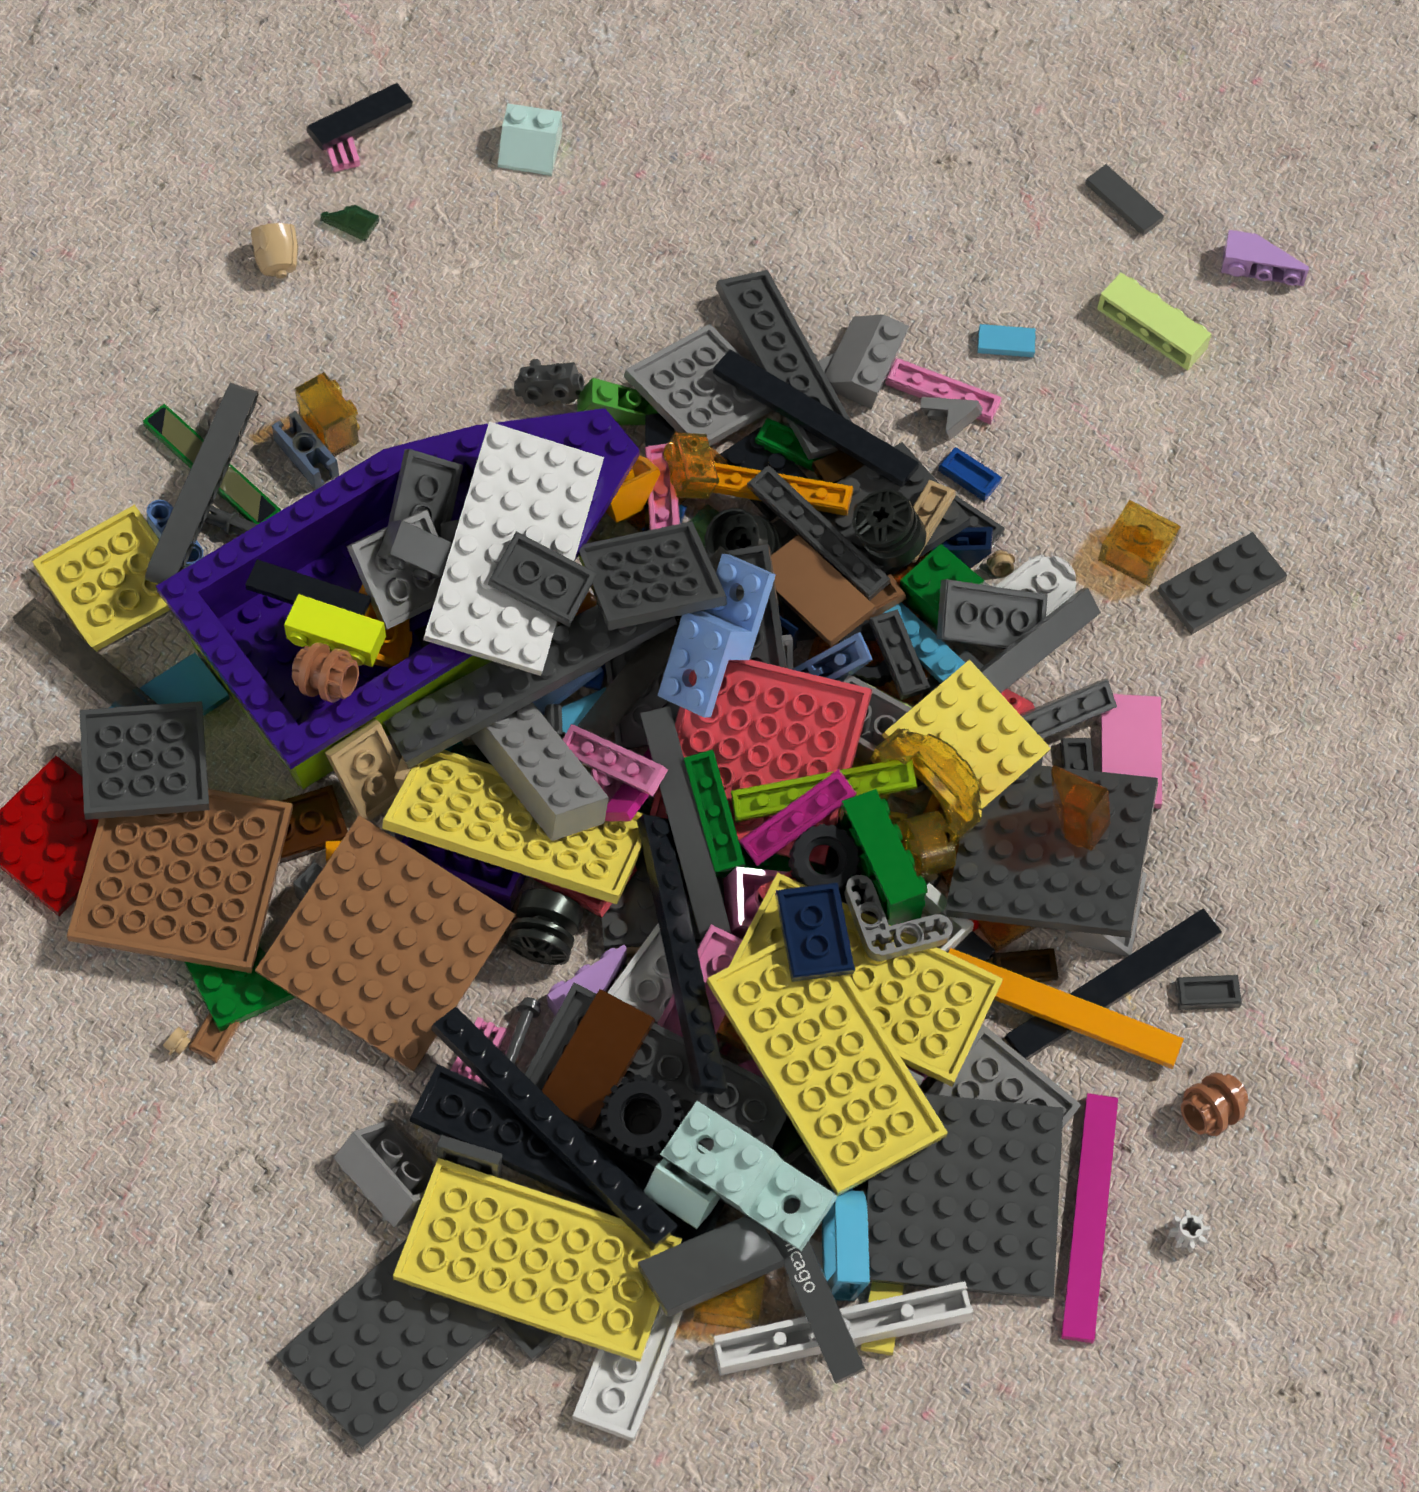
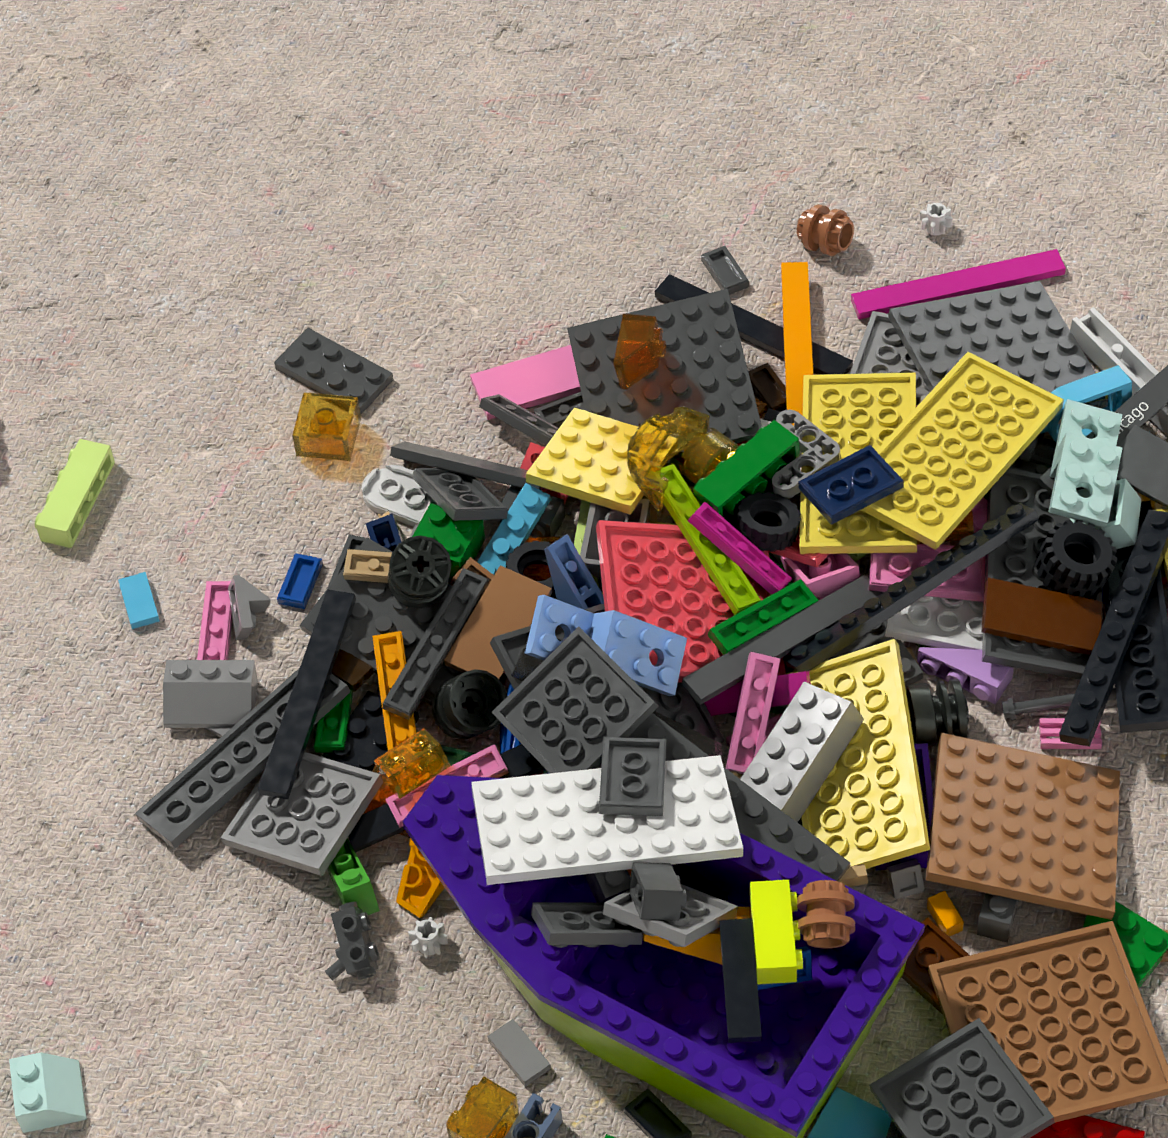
camera: 105 degrees left, 10 degrees down
(899, 654) = (534, 539): dark grey tile -> none

